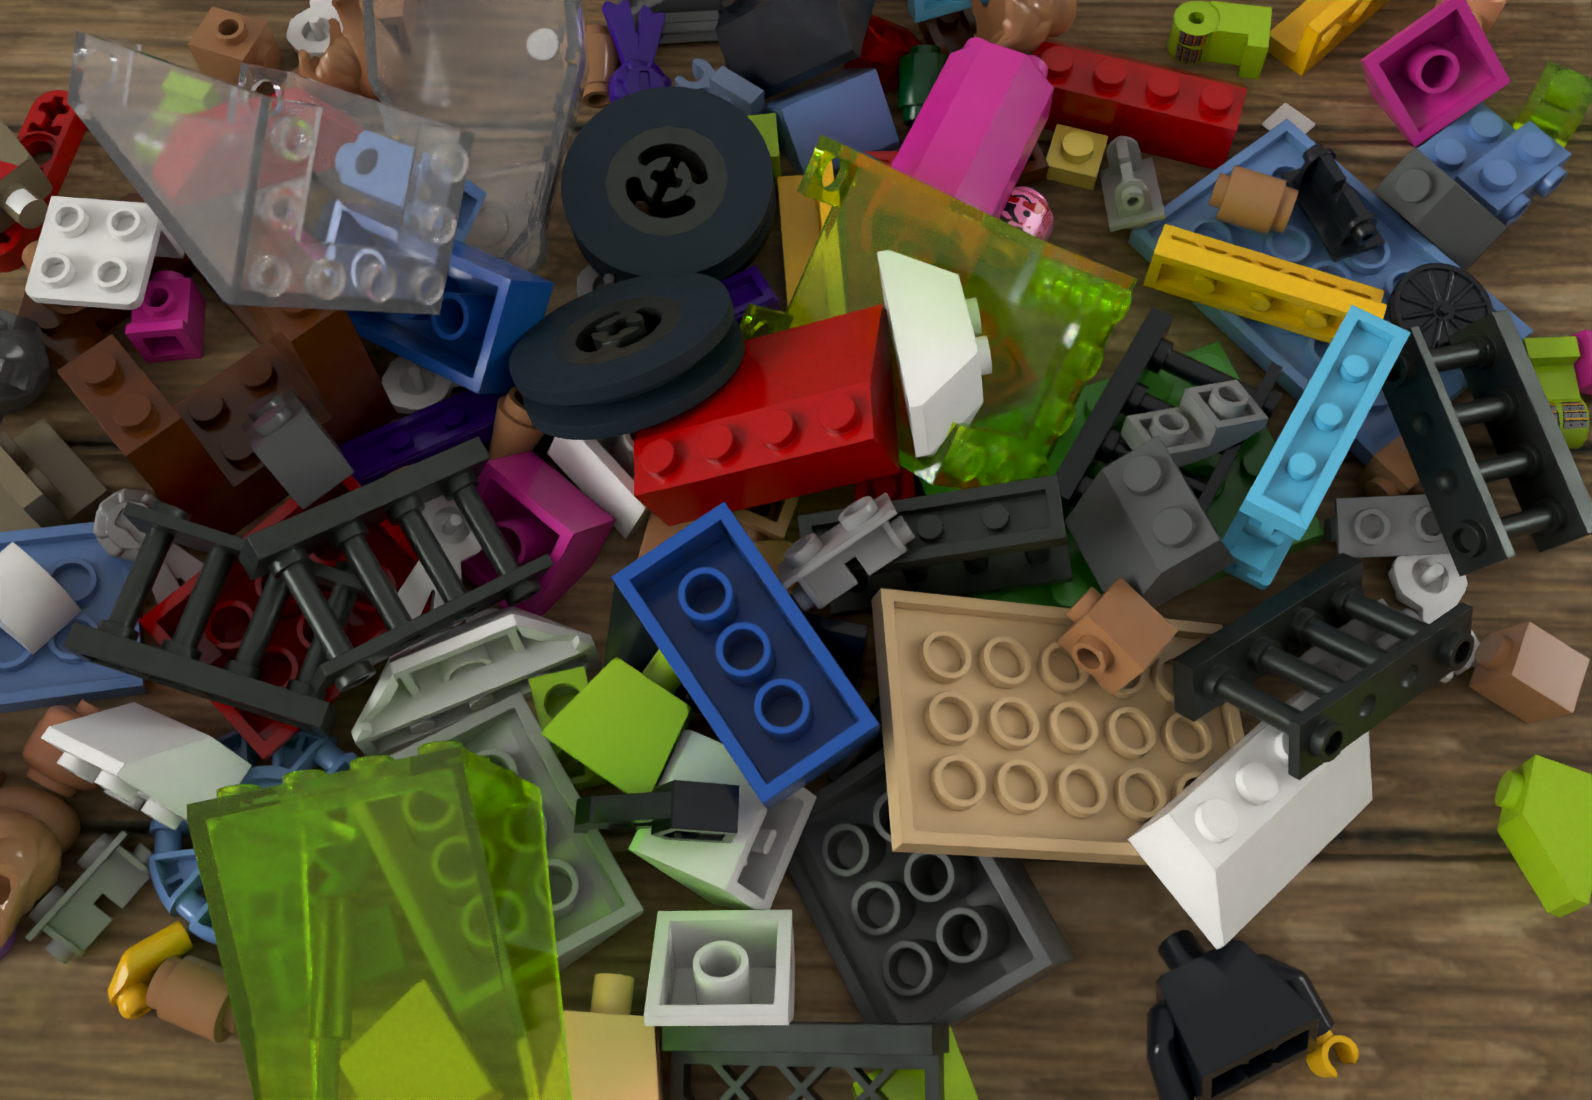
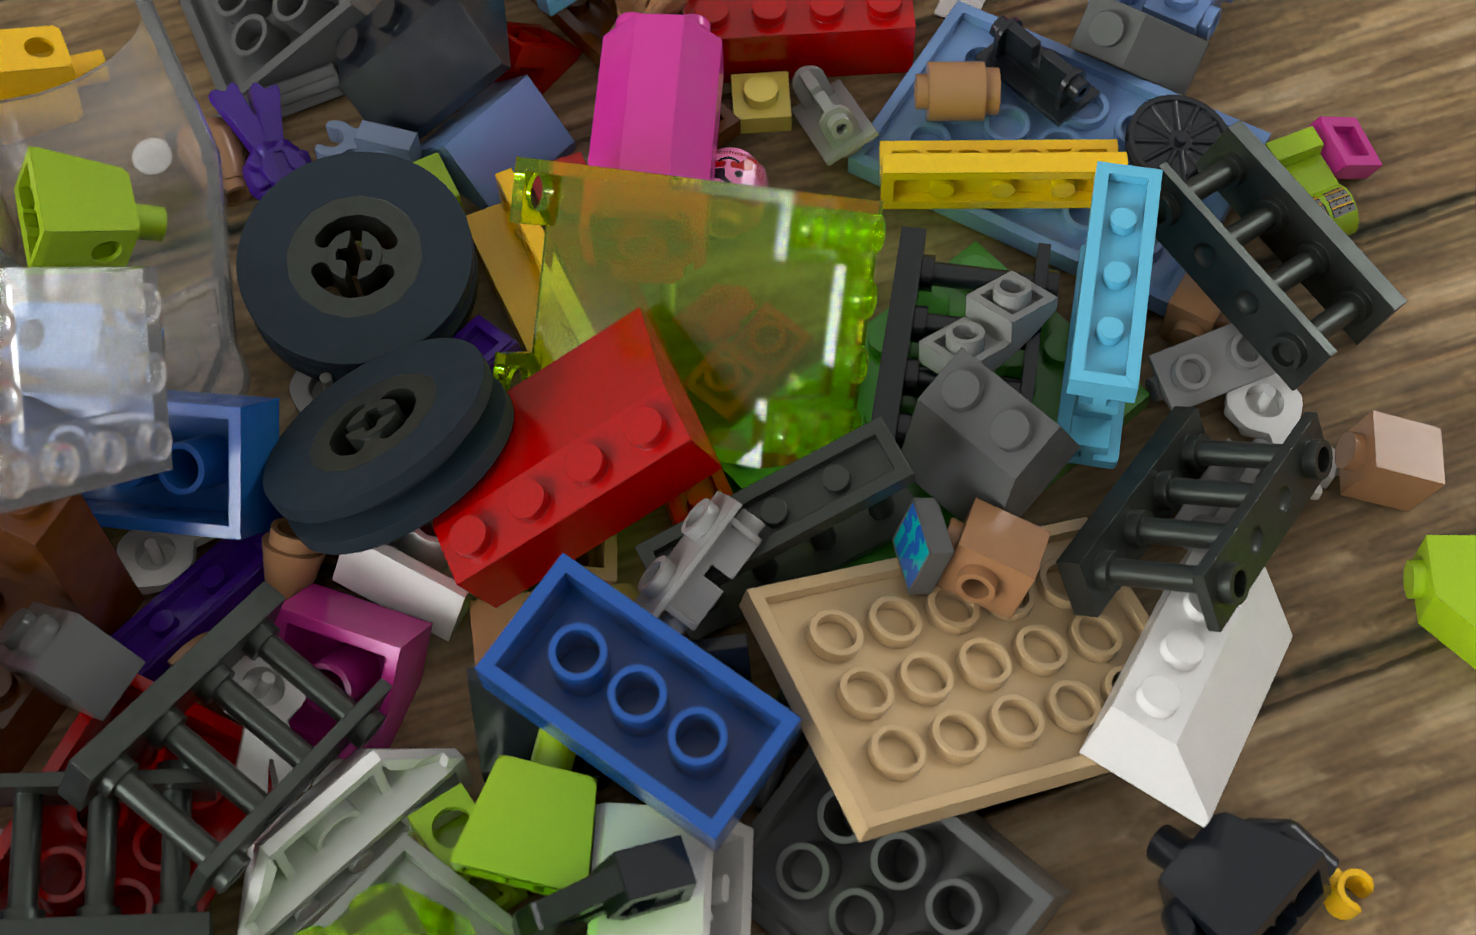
camera: 20 degrees left, 5 degrees down
(460, 73) = (80, 212): none -> lime torso
(916, 78) = (575, 75): dark green brick -> none
(934, 347) = (708, 331): white wedge -> none
(1055, 603) = (922, 545): none -> dark grey tile

